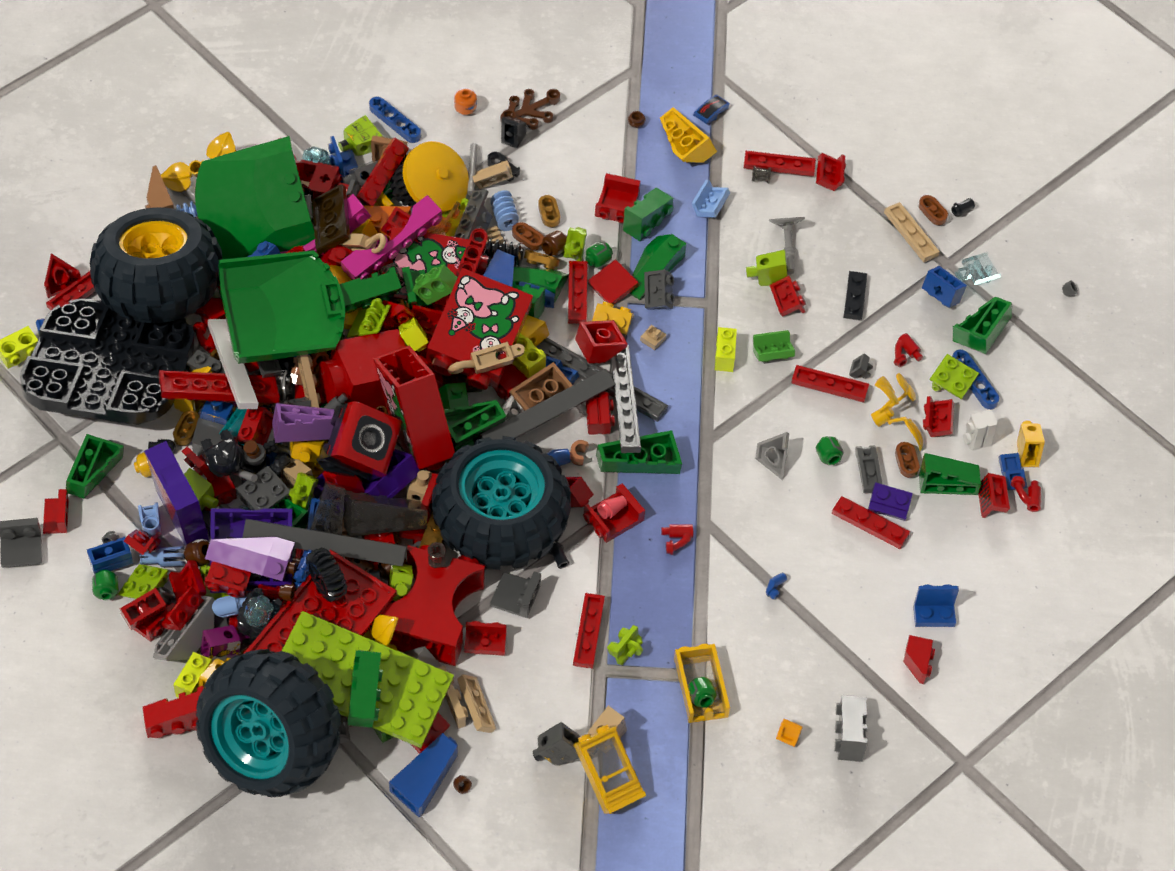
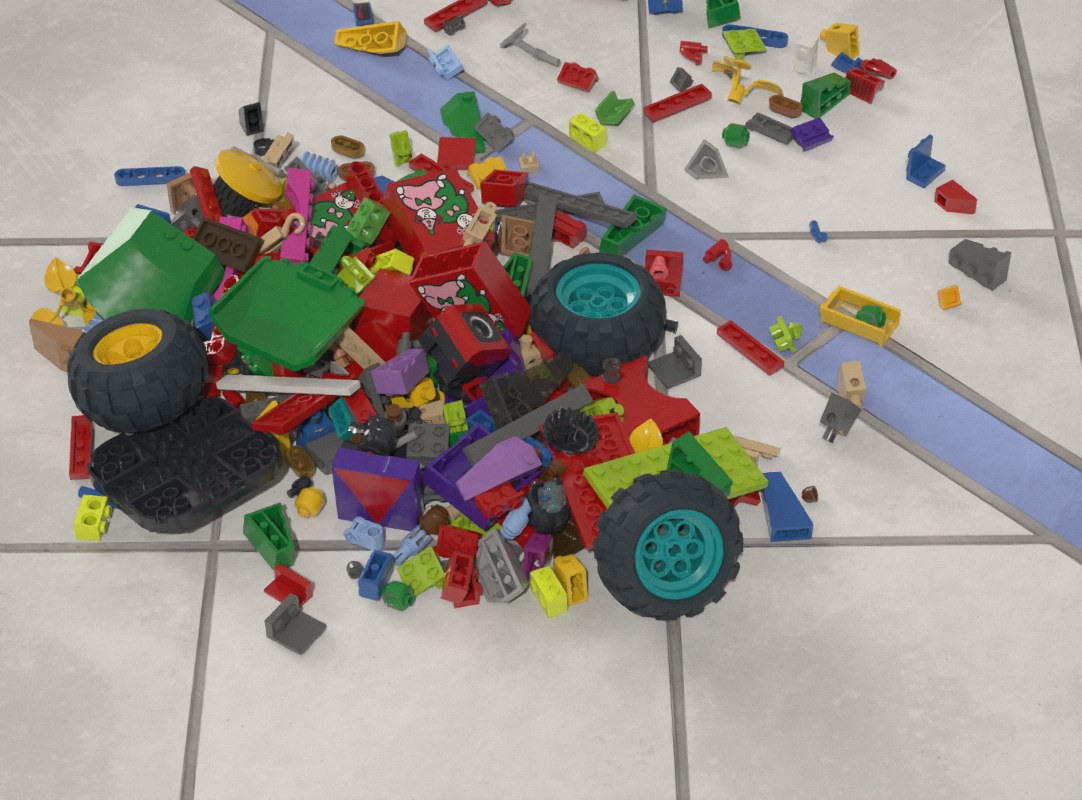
camera: 45 degrees left, 10 degrees down
(59, 276) = (54, 449): red slope -> none
(140, 541) = (391, 542): red bracket -> none
(171, 716) = (576, 619): red wedge -> none
(183, 610) = (485, 555): red bracket -> none
(358, 136) = (147, 195): lime torso -> none
(465, 101) = (188, 126): orange head -> none
(485, 638) = (702, 400): red bracket -> none
(549, 261) = (395, 173): pearl gold plate -> none
(552, 98) = (231, 115): reddish brown plant -> none
(554, 243) = (383, 160): reddish brown head -> none
(598, 254) = (423, 143): green head -> none
(609, 769) = (890, 399): yellow door -> none
(615, 196) = (381, 106): red panel -> none
(636, 119) = (321, 54): reddish brown plate -> none
(647, 213) = (418, 99): green wedge -> none
(769, 268) = (546, 67): lime torso -> none
(855, 295) = (615, 47): black plate -> none
(870, 522) = (815, 156): red plate -> none
(938, 417) = (769, 69): red bracket -> none

